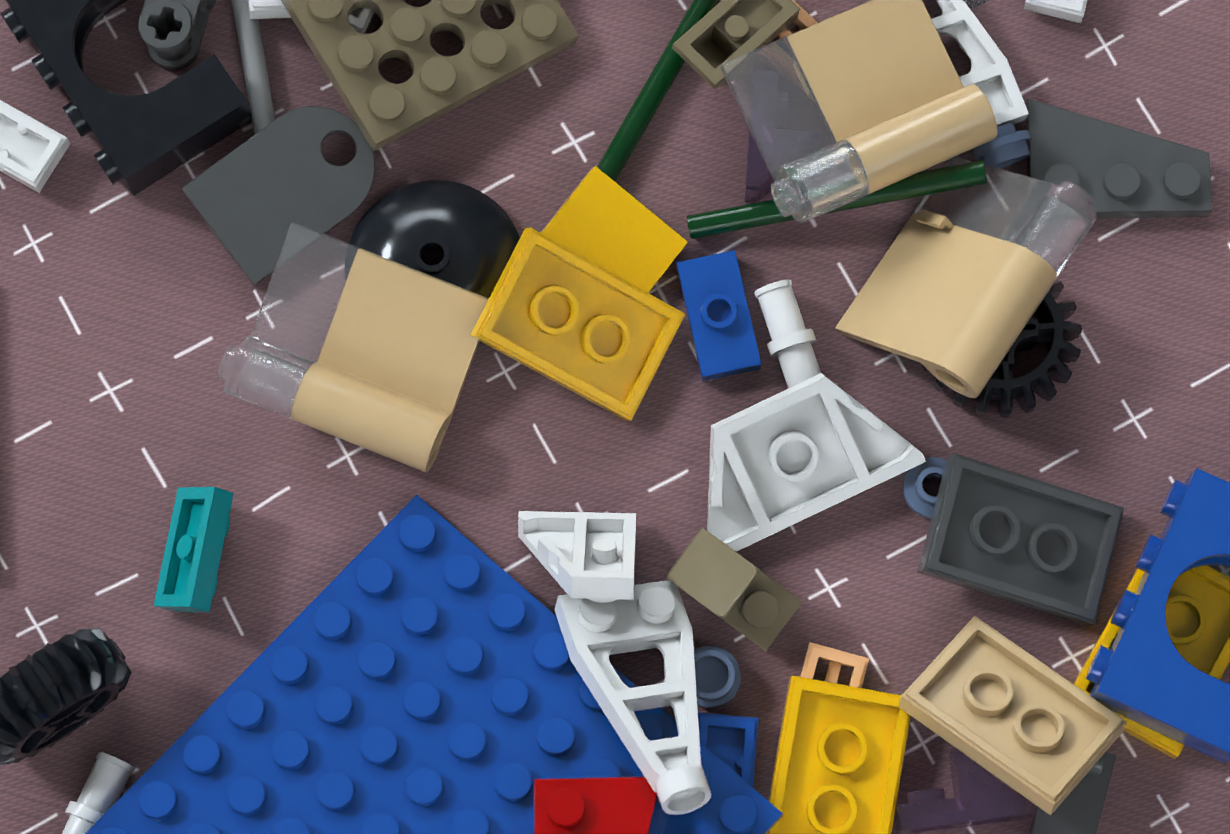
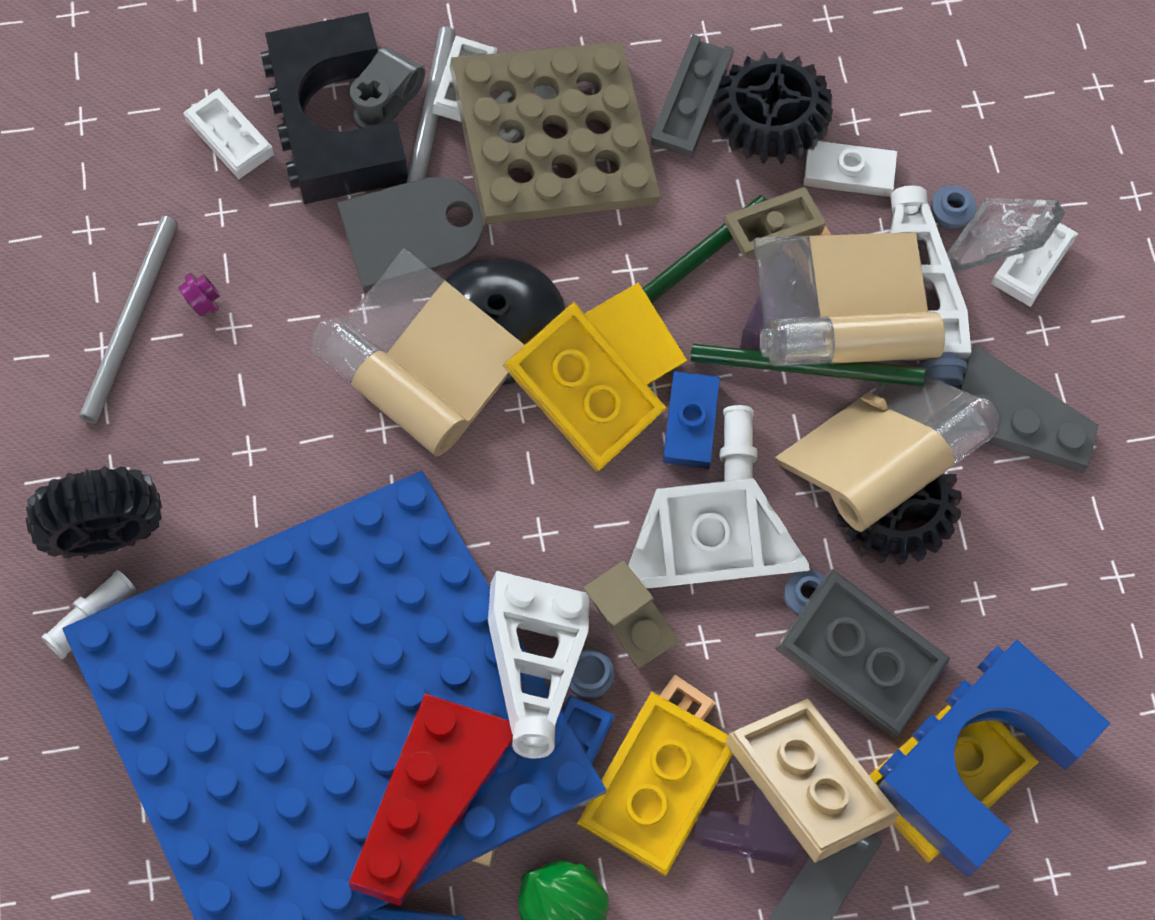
camera: 15 degrees right, 10 degrees down
(55, 365) = (200, 294): none -> magenta plate
(194, 549) = (243, 452): teal plate -> none
(584, 551) = (529, 548): white wing -> none

